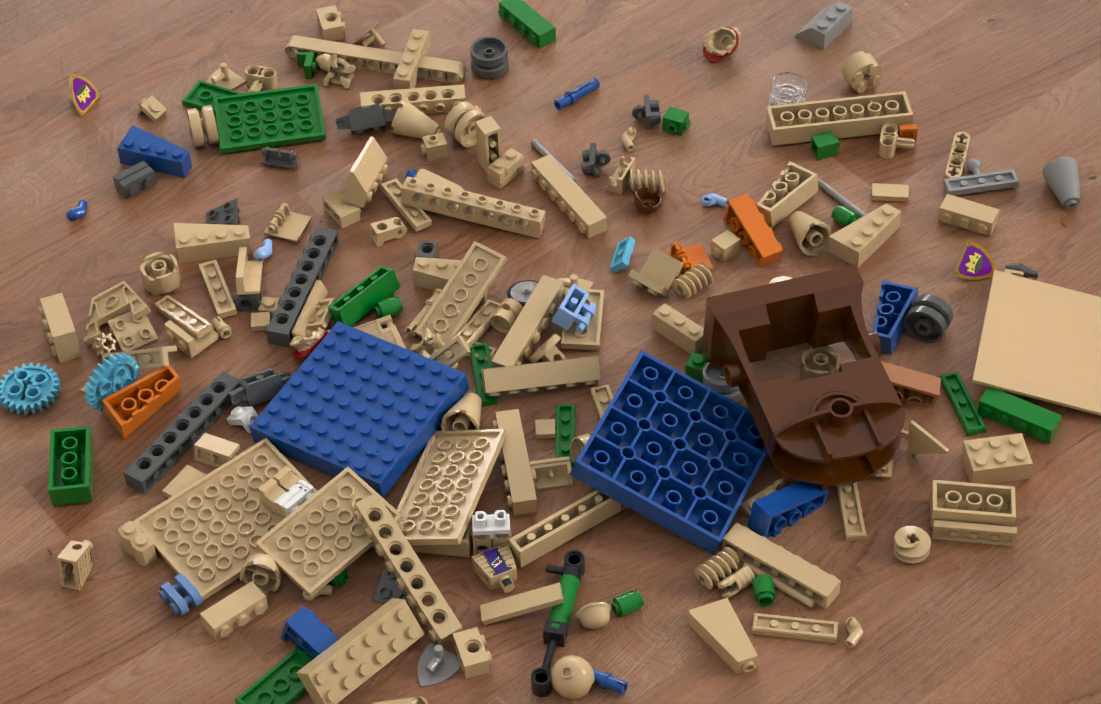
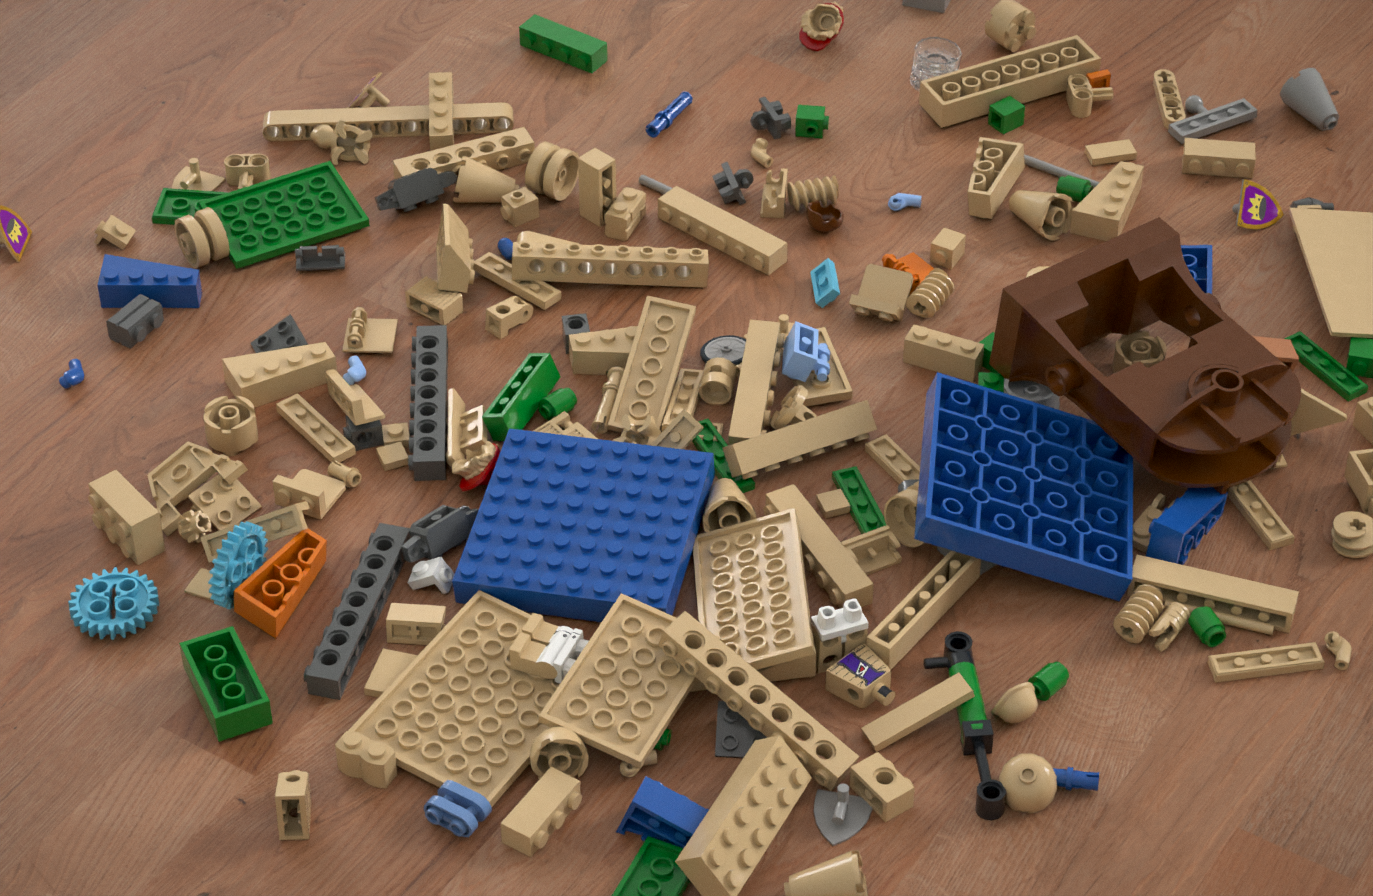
camera: 20 degrees left, 5 degrees down
(183, 316) = (269, 466): tan tile -> none
(308, 62) = (299, 139): green bracket -> none
(330, 23) = (307, 90): tan brick -> none
(489, 57) = (539, 91): dark grey wheel -> none
(724, 634) = (1189, 689): tan slope -> none
(753, 230) = (963, 212): orange wedge -> none
(928, 318) = (1240, 277): dark grey wheel -> none

